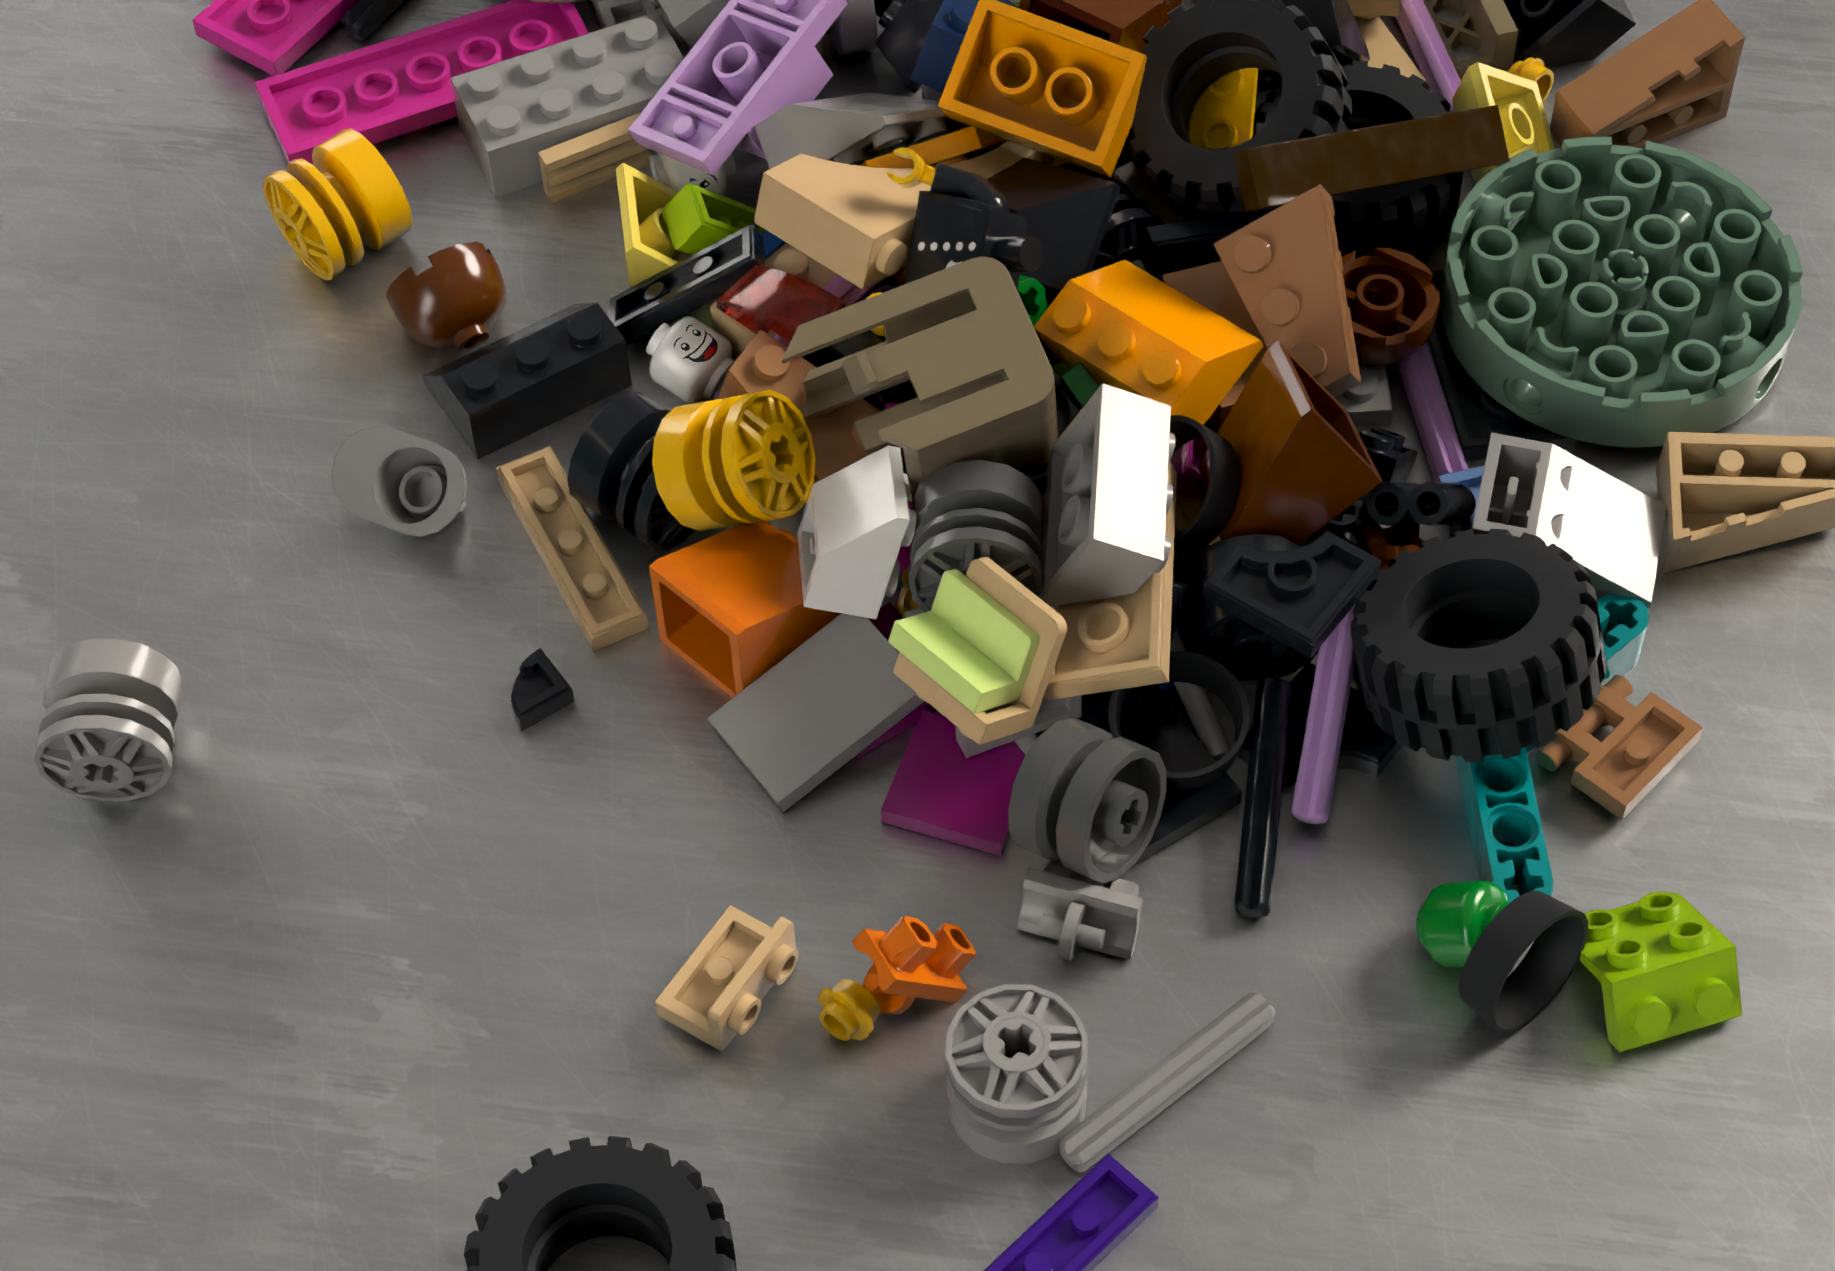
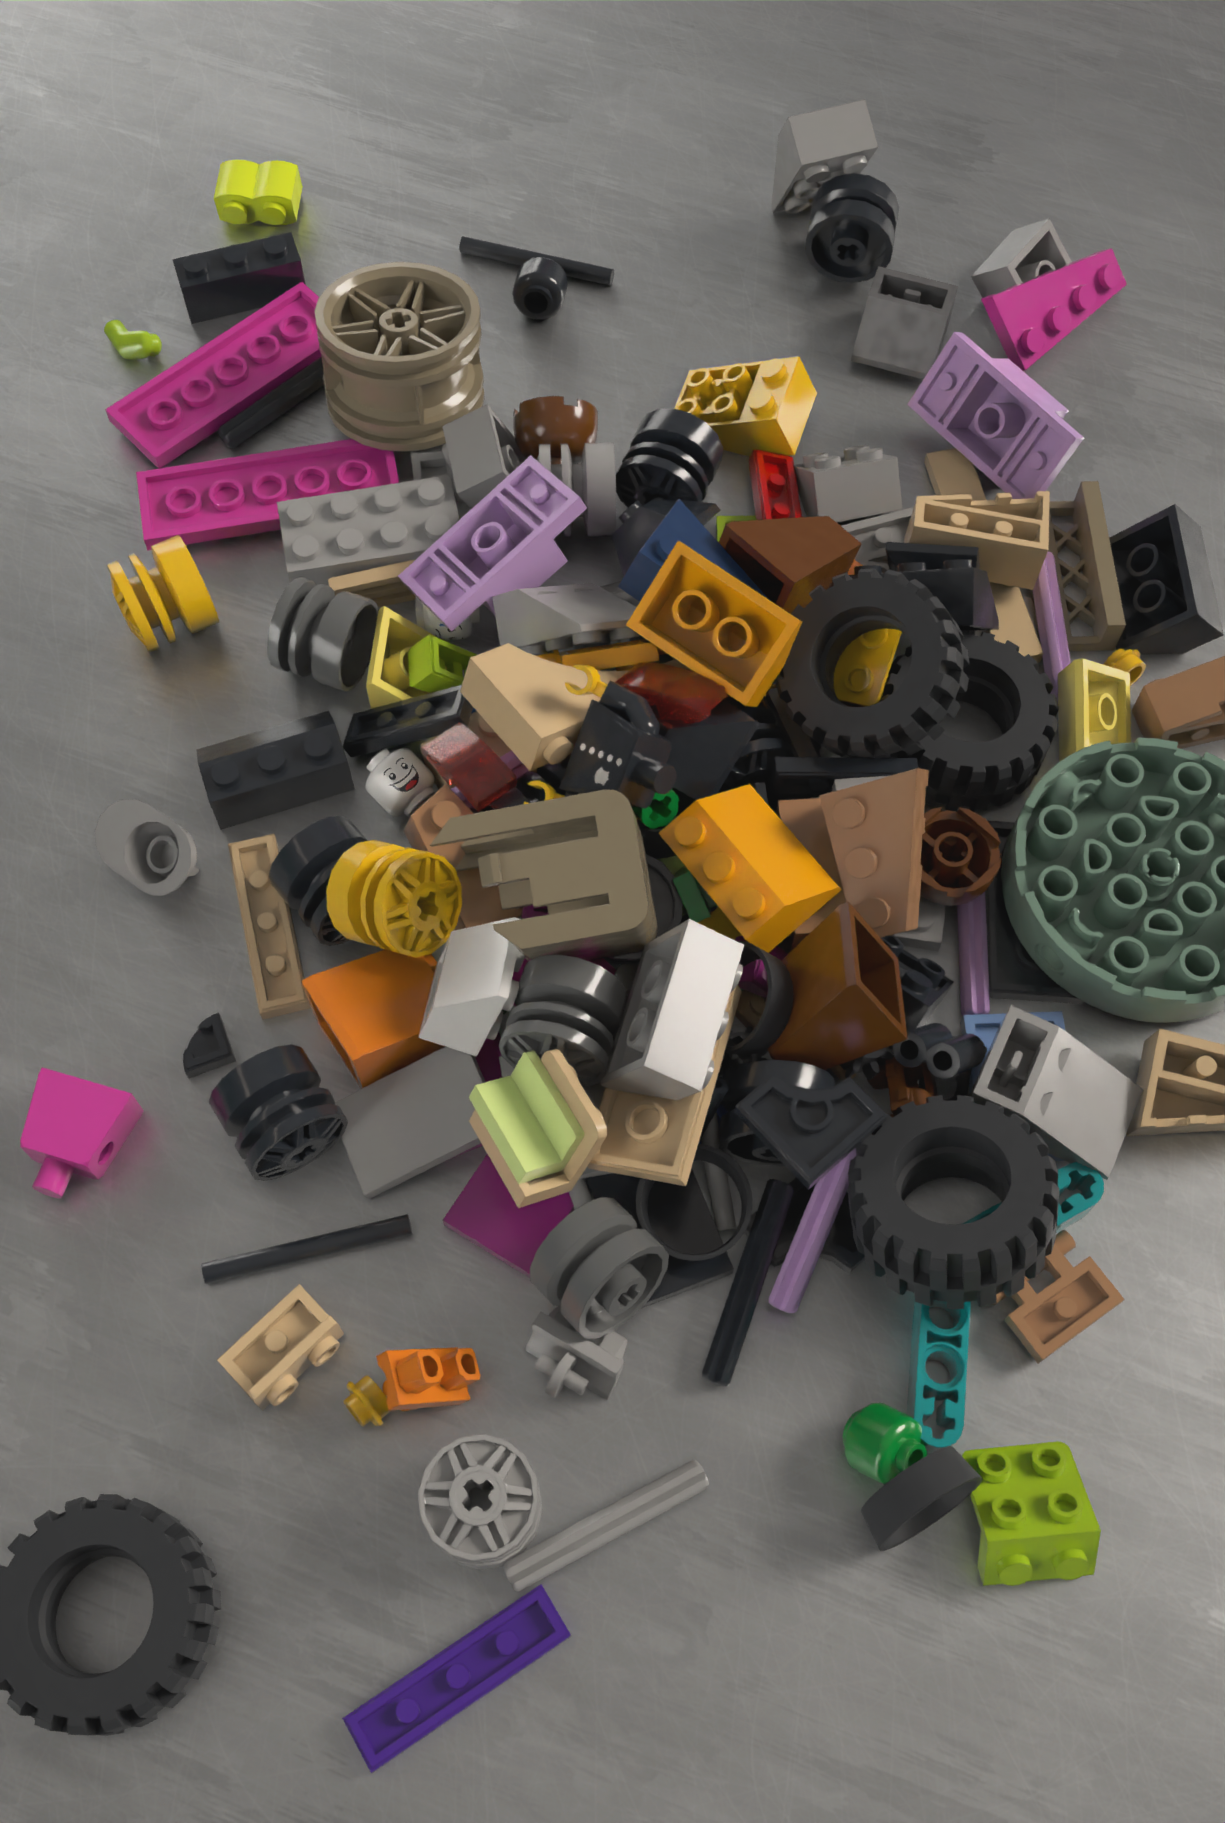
camera: 10 degrees right, 10 degrees up
(405, 799) = (75, 1128): none -> dark pink torso
(451, 300) = (230, 693): reddish brown cylinder -> none
(540, 211) = (322, 633): none -> dark grey wheel
(653, 724) = (277, 1112): none -> black wheel
(724, 875) = (306, 1249): none -> black bar
(1018, 166) = (674, 691): none -> clear red slope
(1371, 156) = (968, 738): dark brown tile -> none

